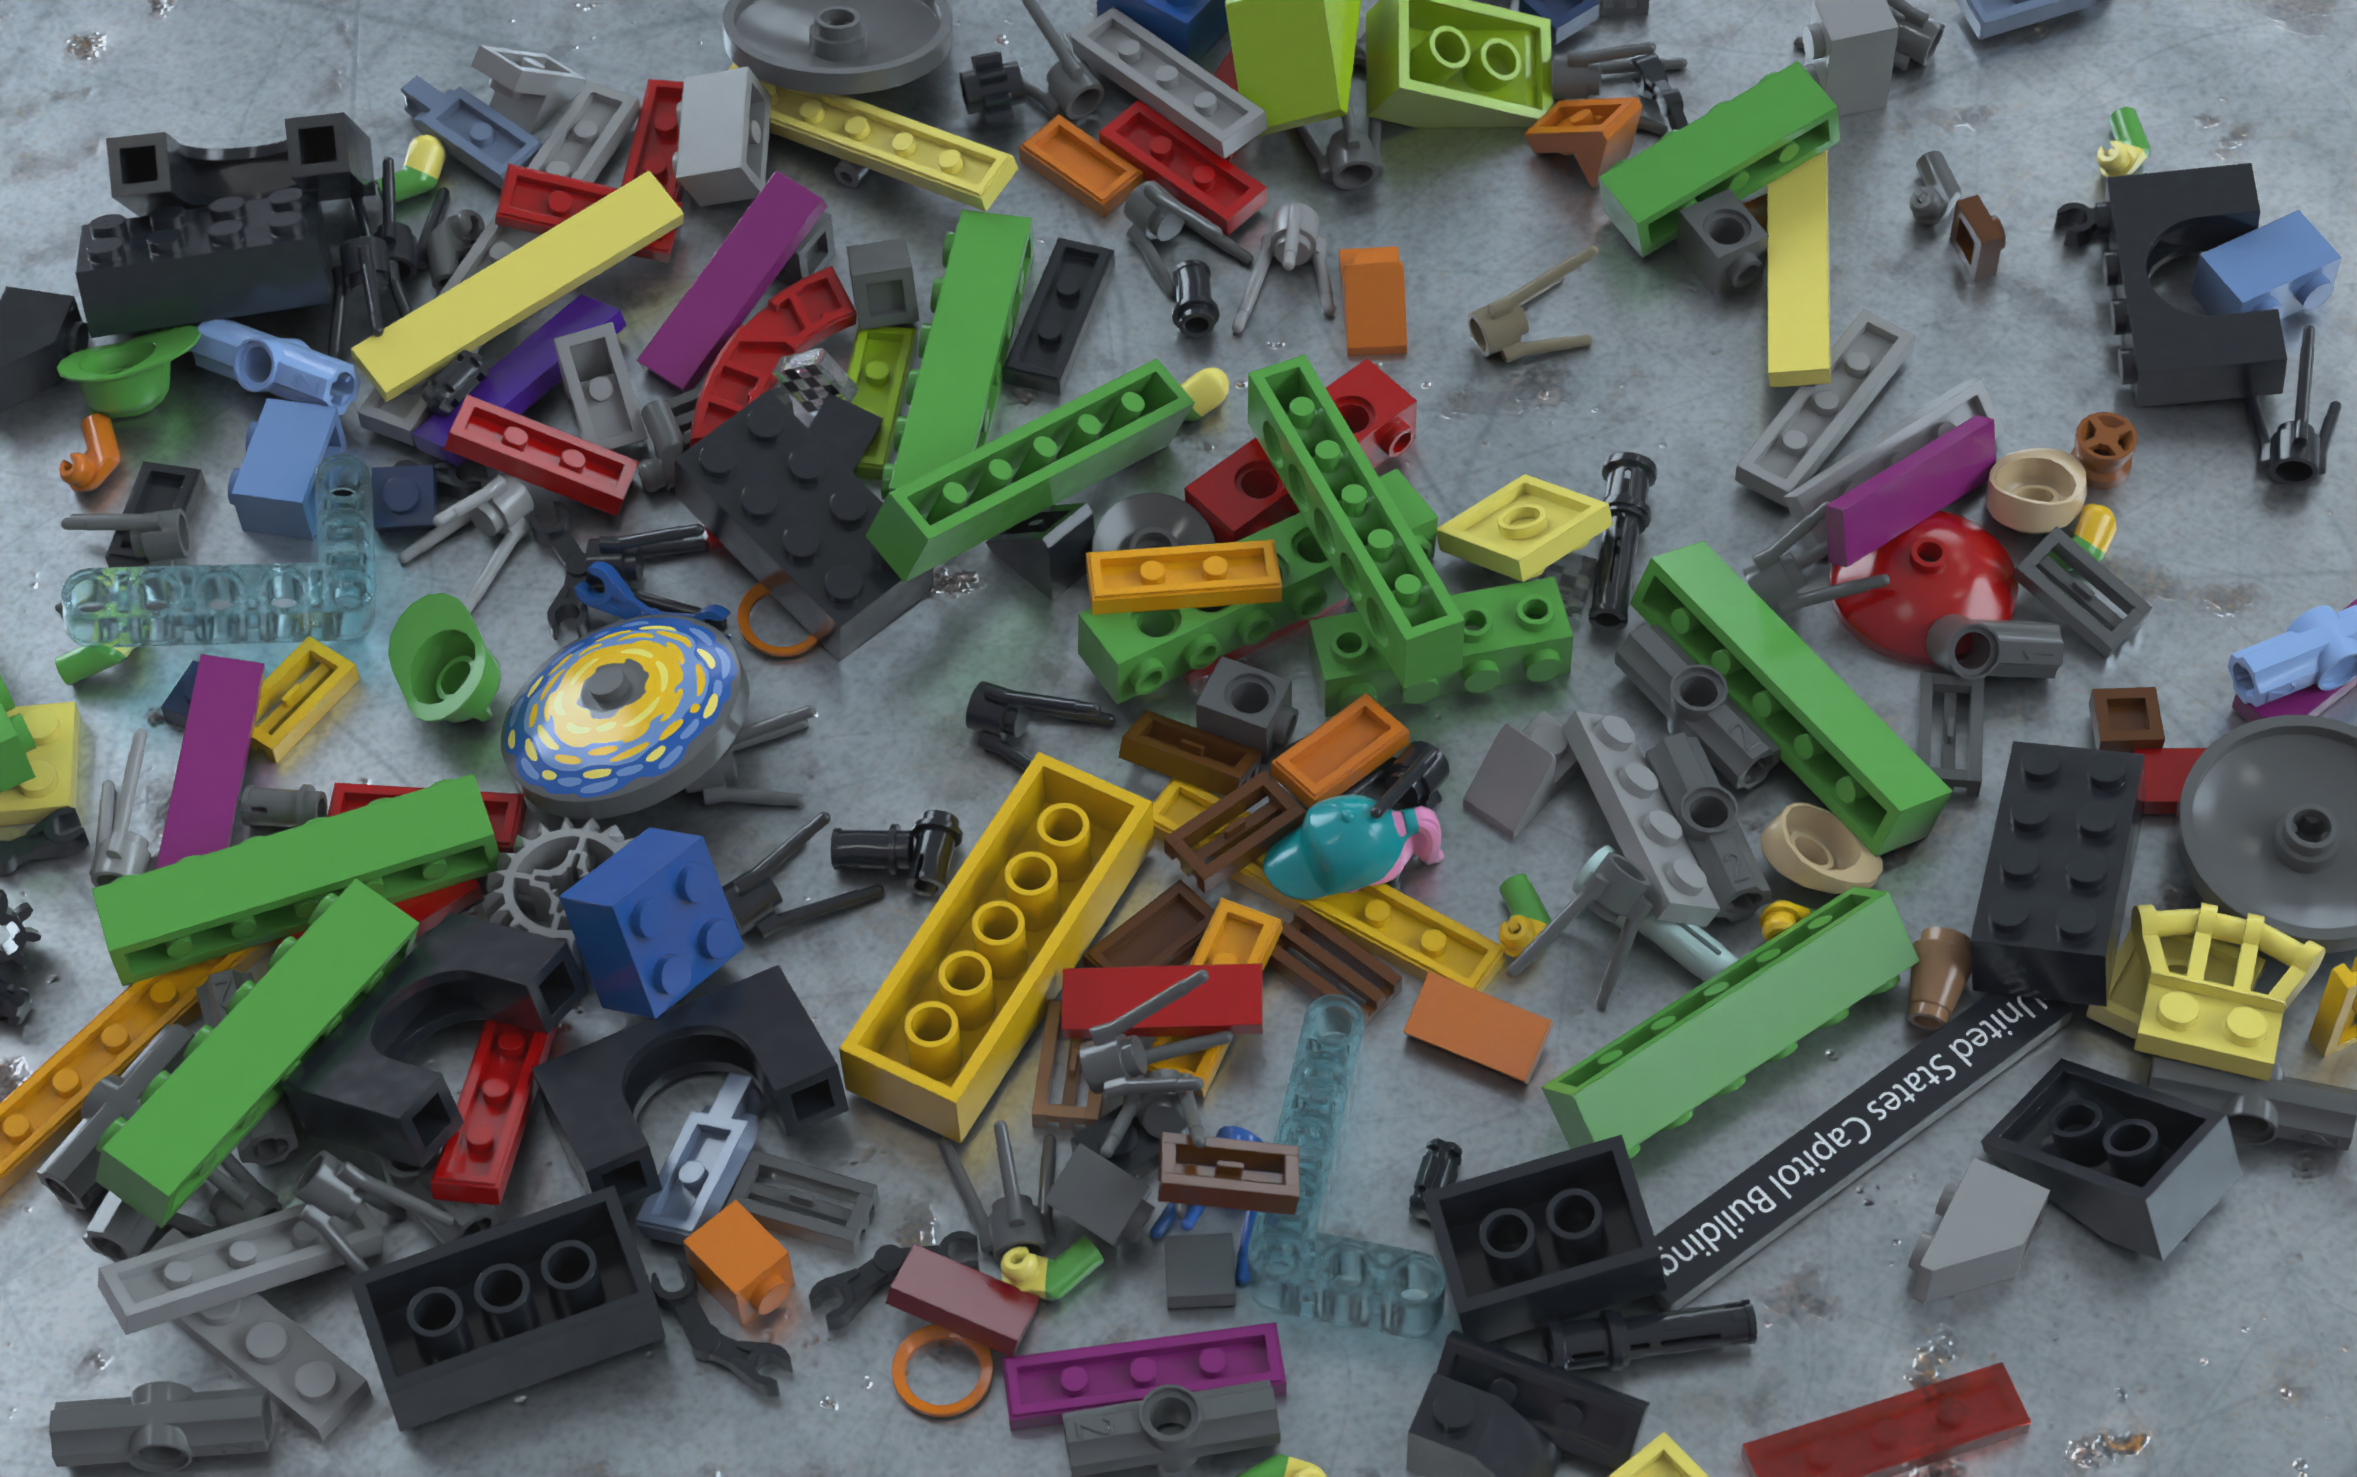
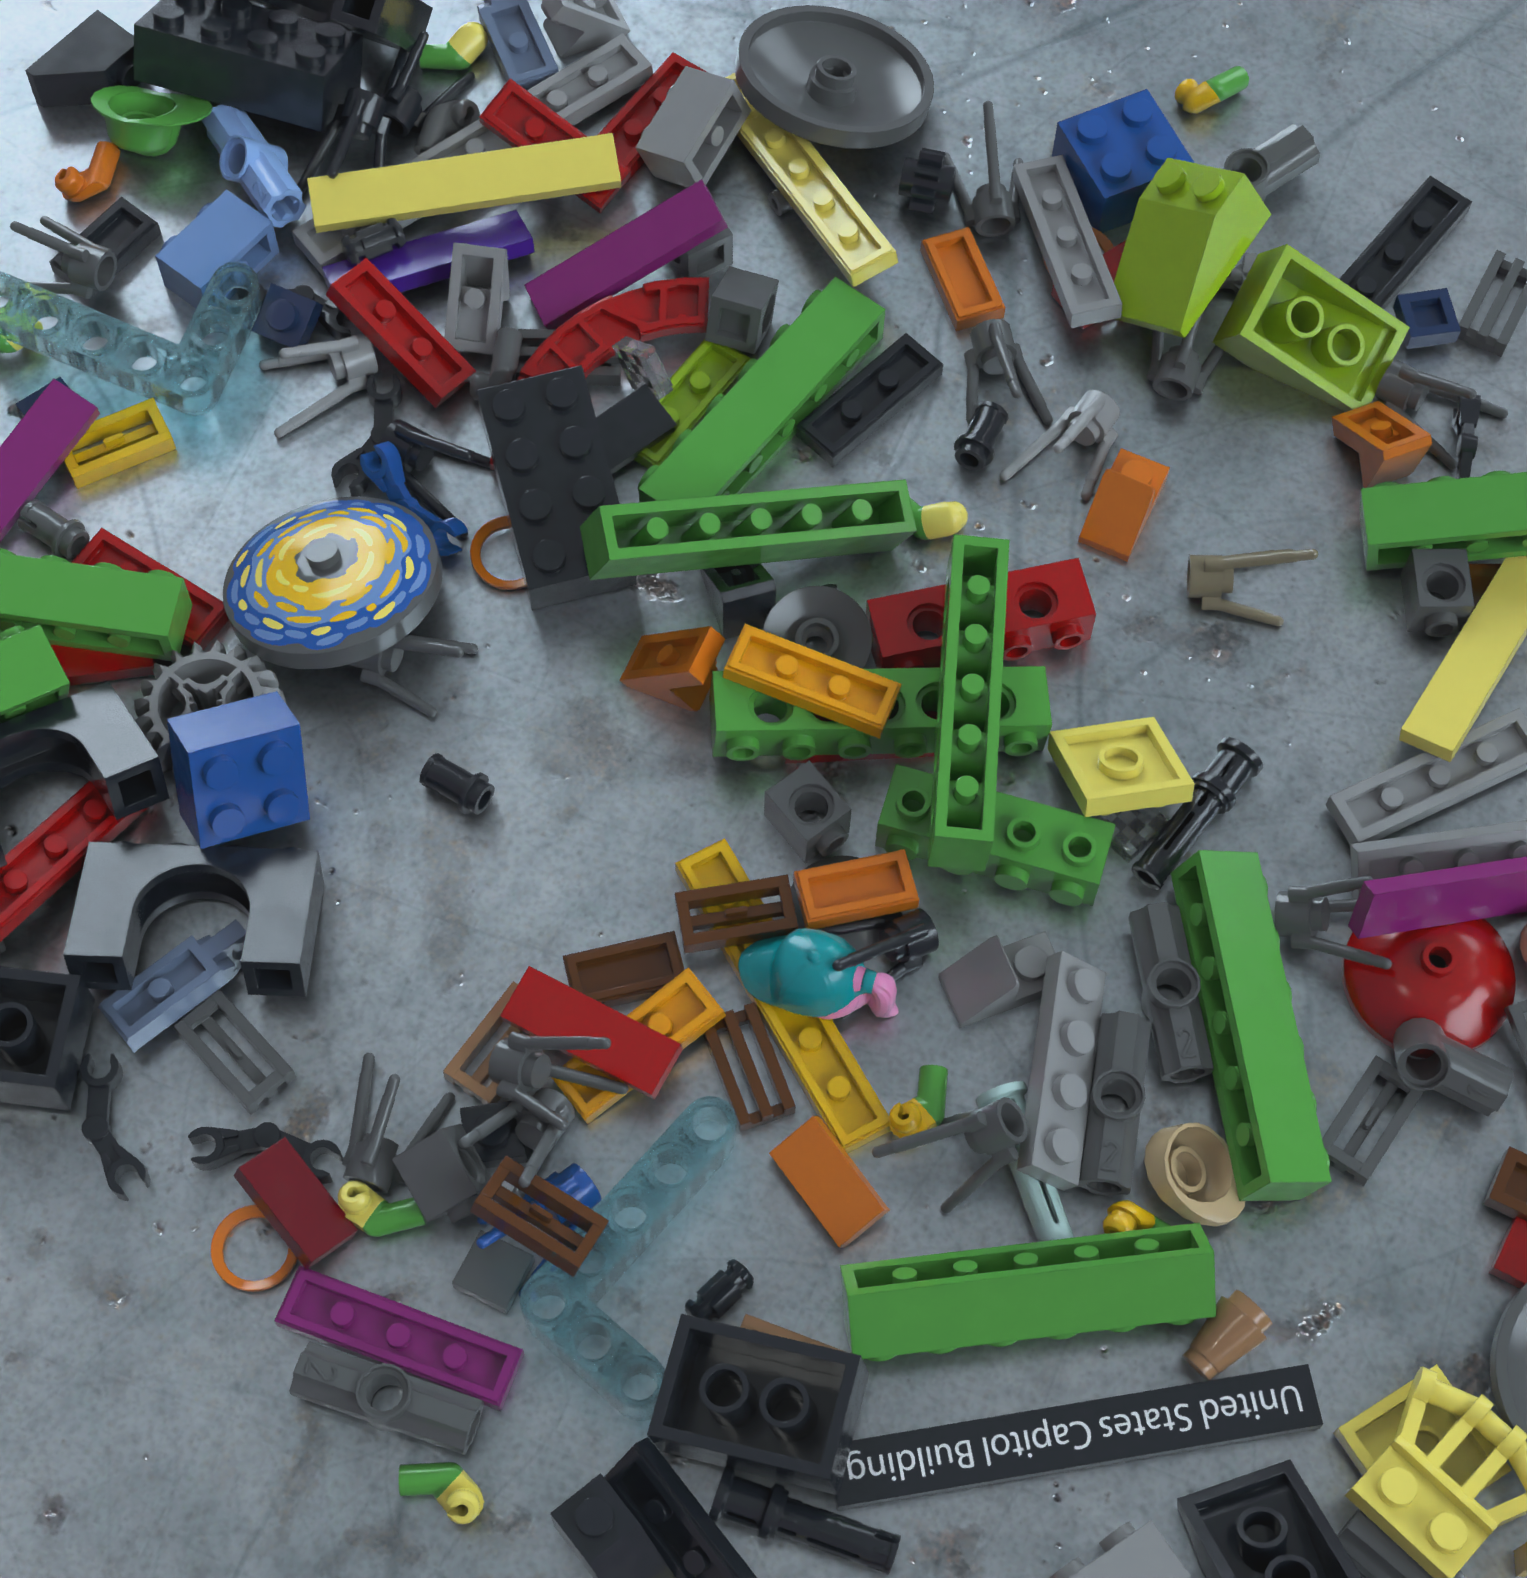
camera: 25 degrees right, 10 degrees up
(443, 661) = (227, 471): bright green piece -> none
(740, 1263) = (152, 1082): orange brick -> none
(755, 895) = (344, 778): black plant -> none
(935, 840) = (500, 810): black pin -> none
(997, 947) = (493, 917): yellow brick -> none
(1006, 712) = (625, 720): black plant -> none
(1026, 637) = (675, 666): none -> orange slope
(1184, 167) = (1039, 319): red plate -> none
(1189, 753) = (738, 832): reddish brown tile -> none
(2058, 873) = (1377, 1302): black brick -> none

